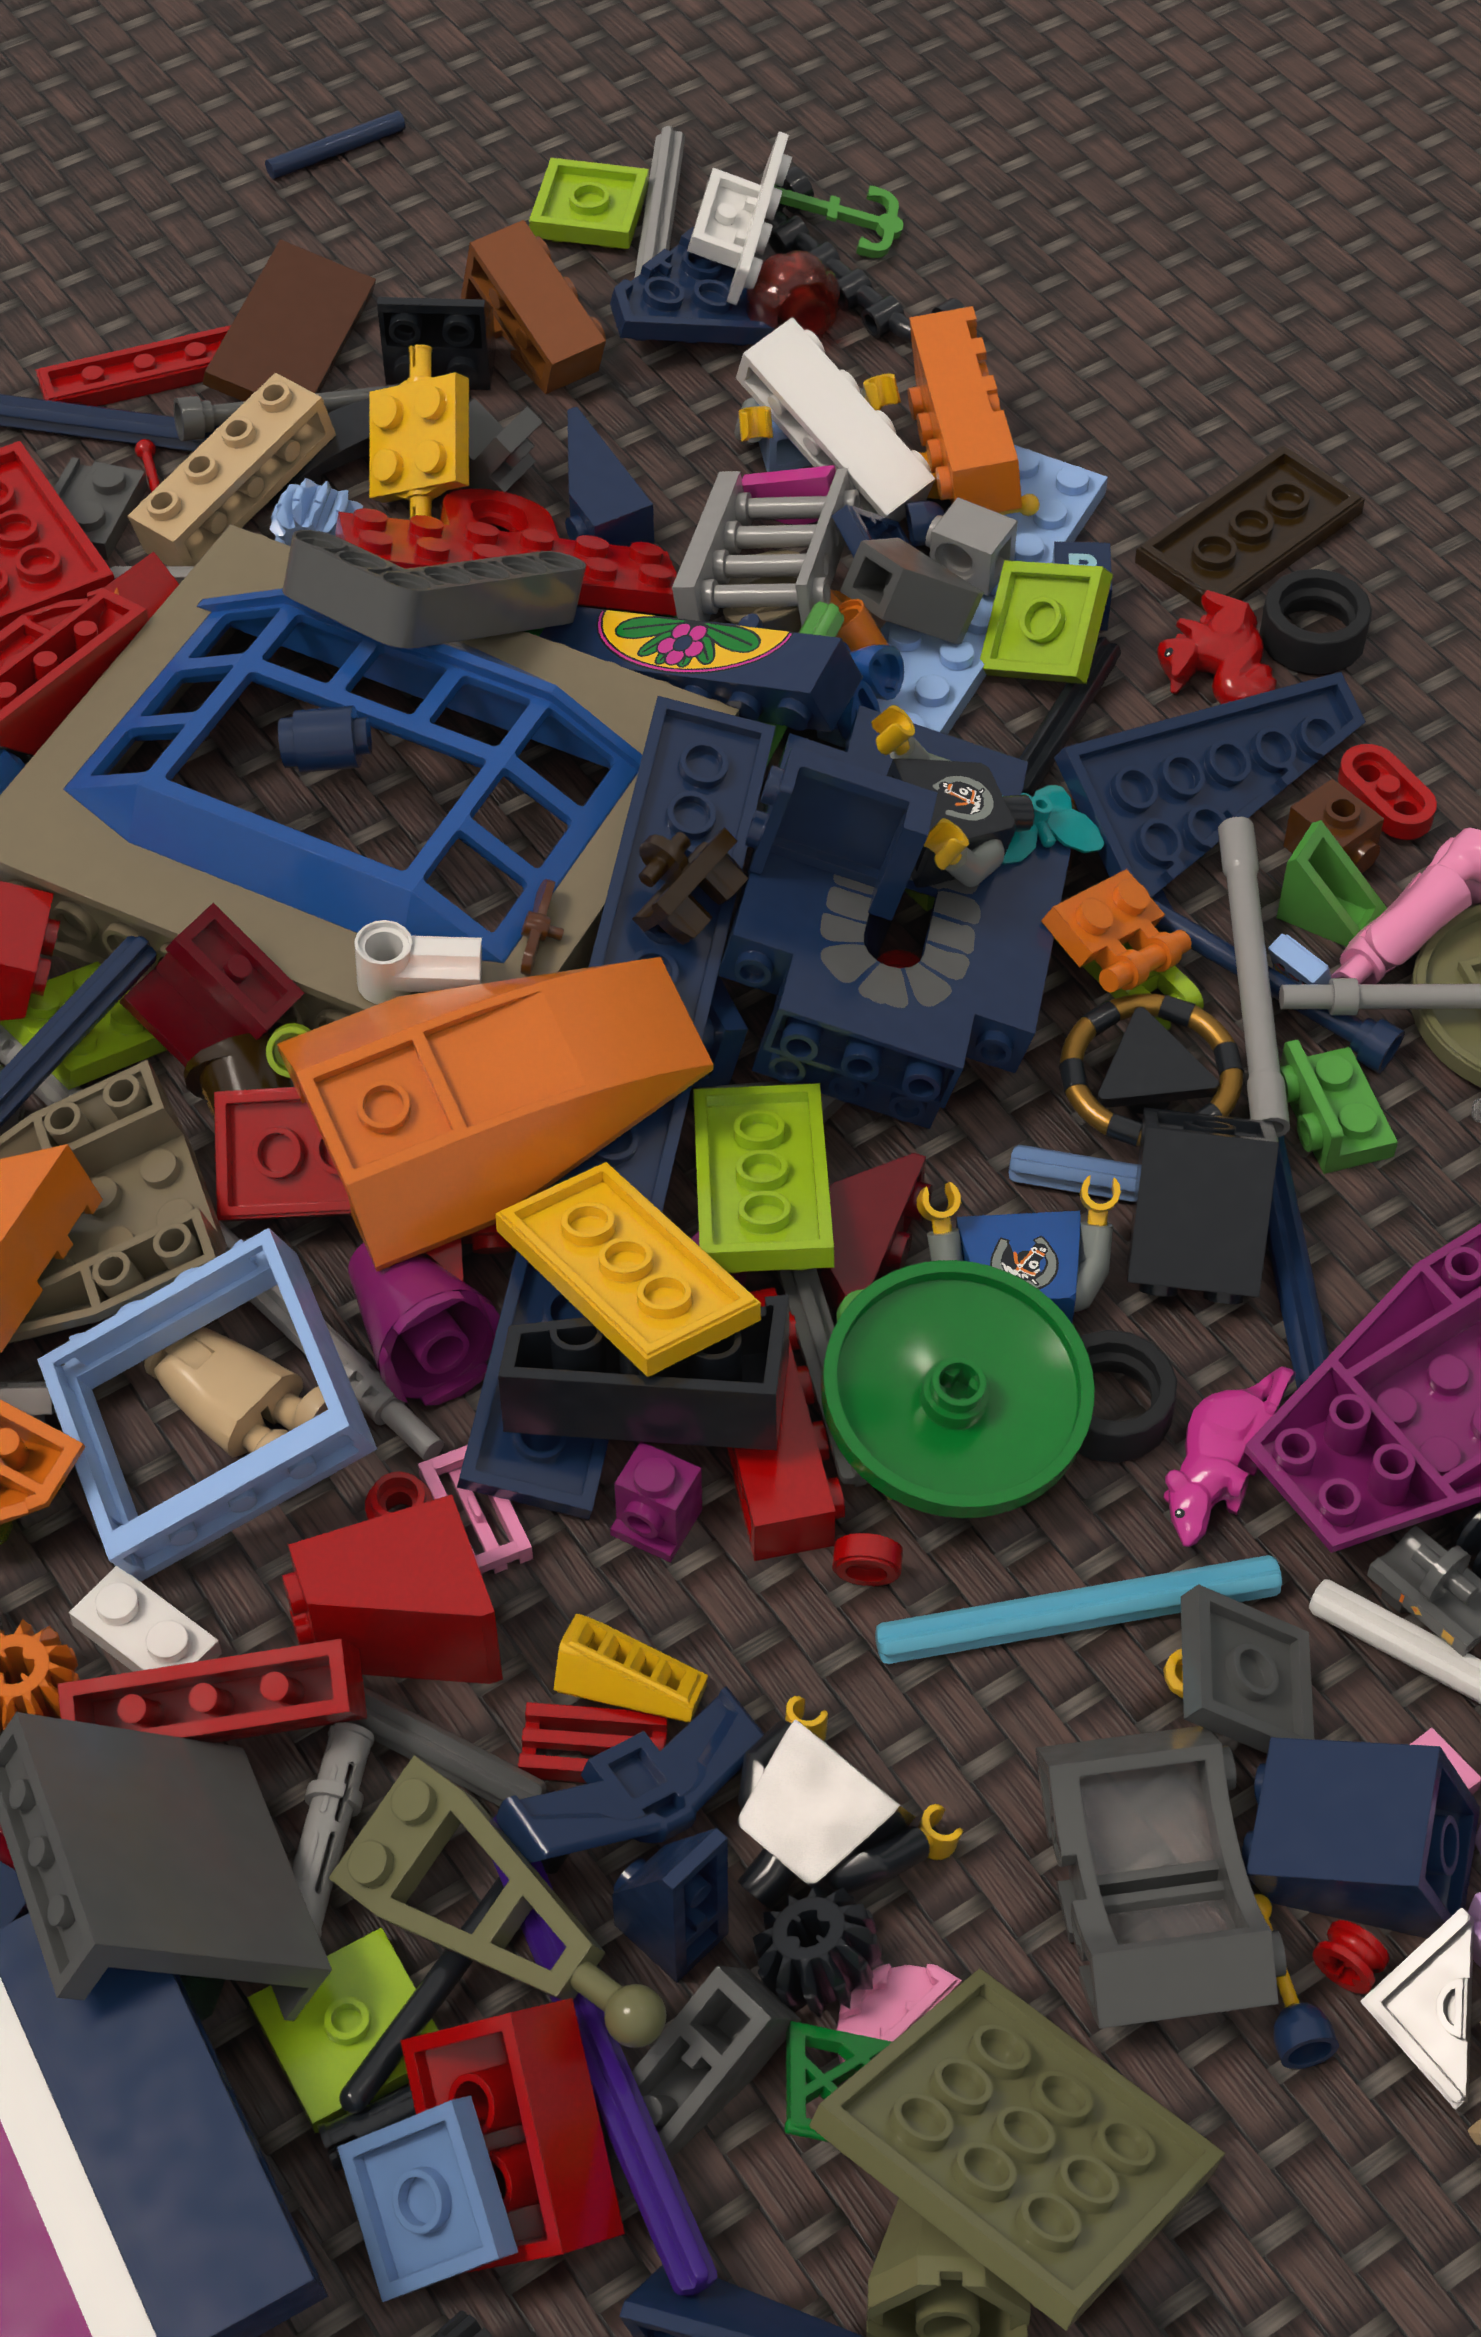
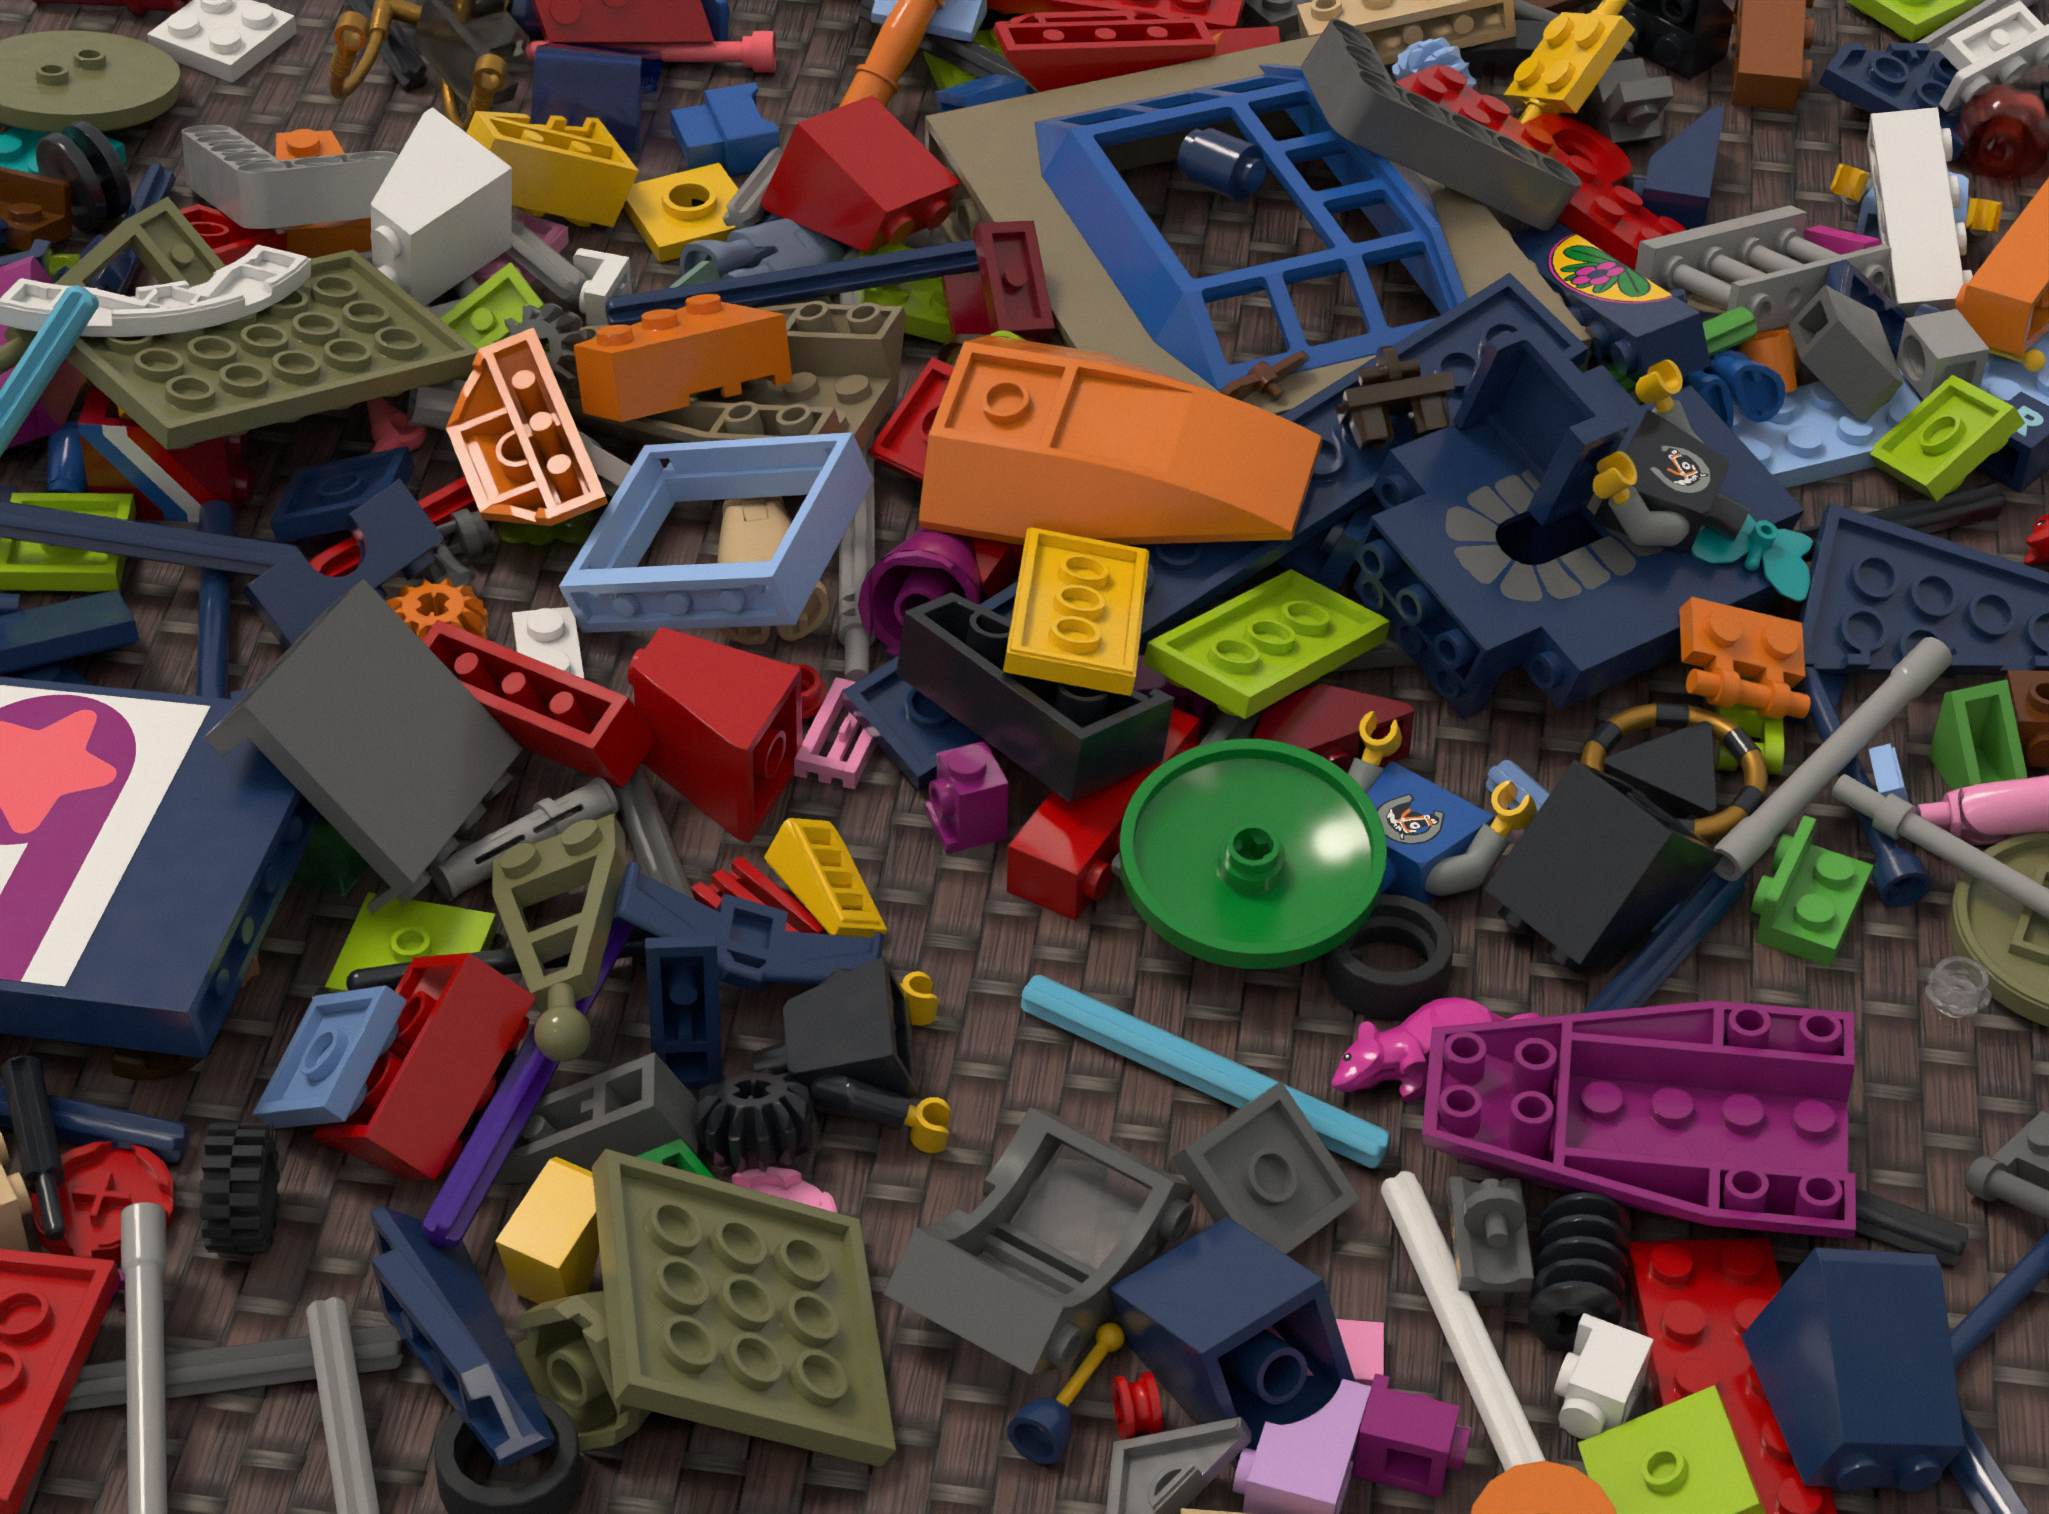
camera: 40 degrees right, 10 degrees down
(397, 964) = (1130, 335): white piece -> none
(801, 2198) = (552, 1235): none -> yellow slope
(867, 1559) = (1077, 931): red tile -> none

